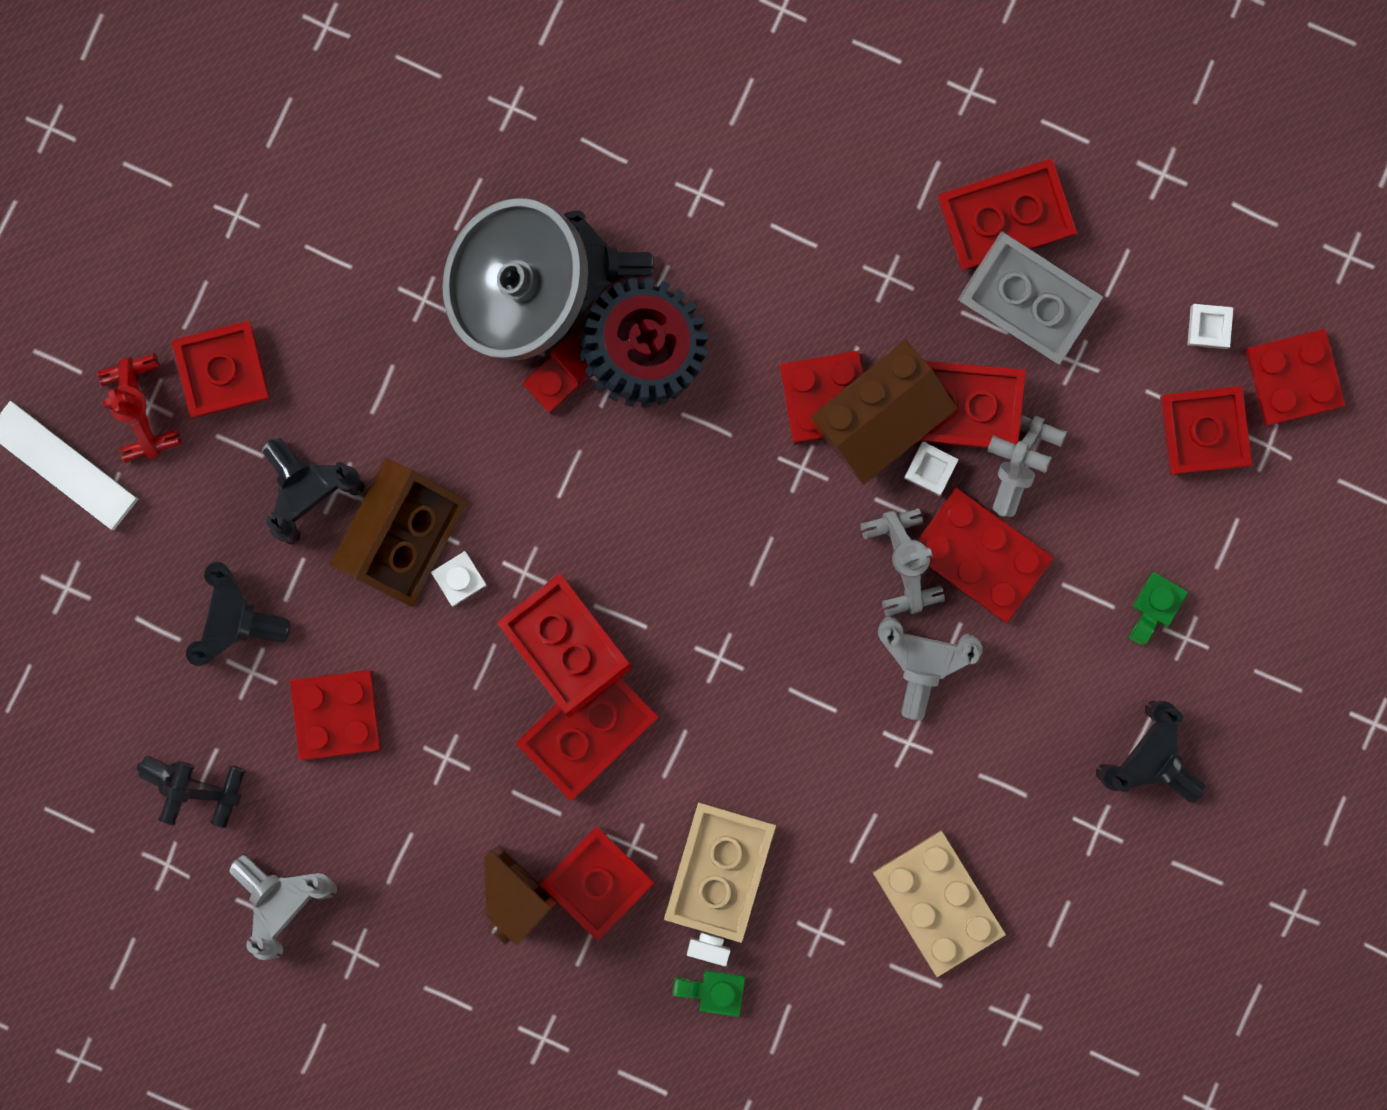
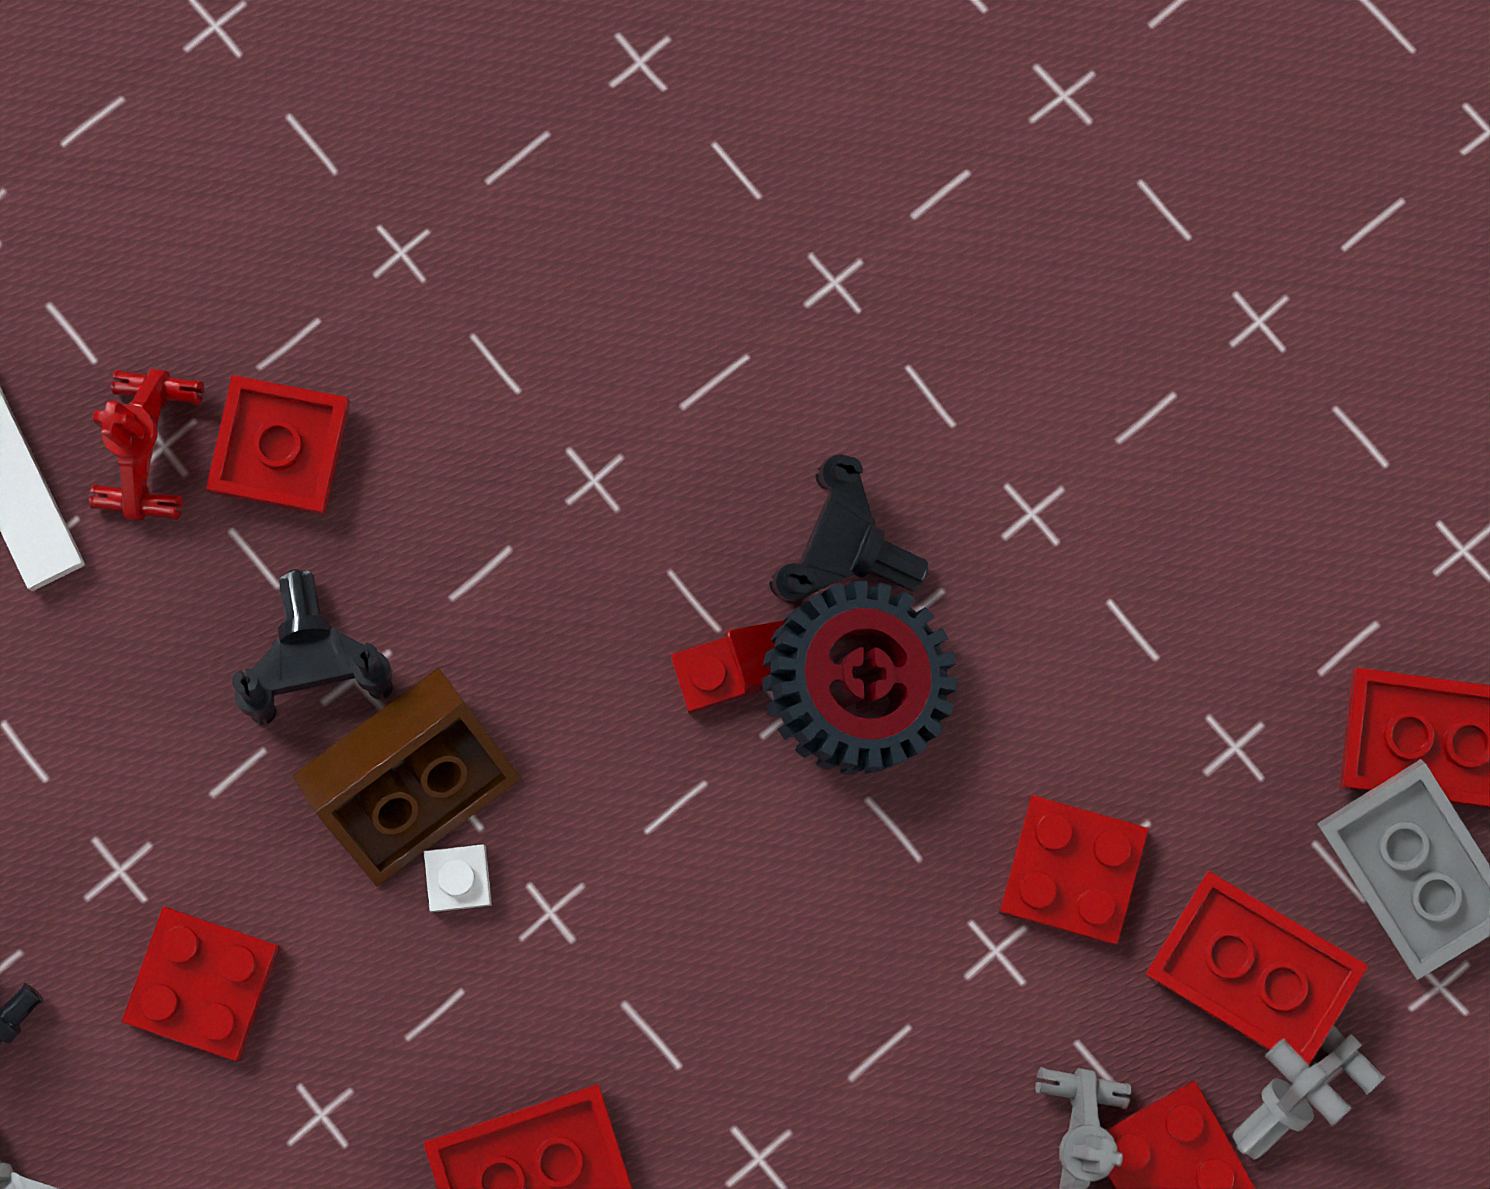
camera: 25 degrees right, 5 degrees down
(231, 619) = (124, 786): black axle -> none
(515, 279) = (728, 511): dark grey dish -> none
(564, 645) = (555, 1040): red plate -> none
(884, 412) = (1145, 931): reddish brown slope -> none
(931, 469) = (1172, 1038): white plate -> none

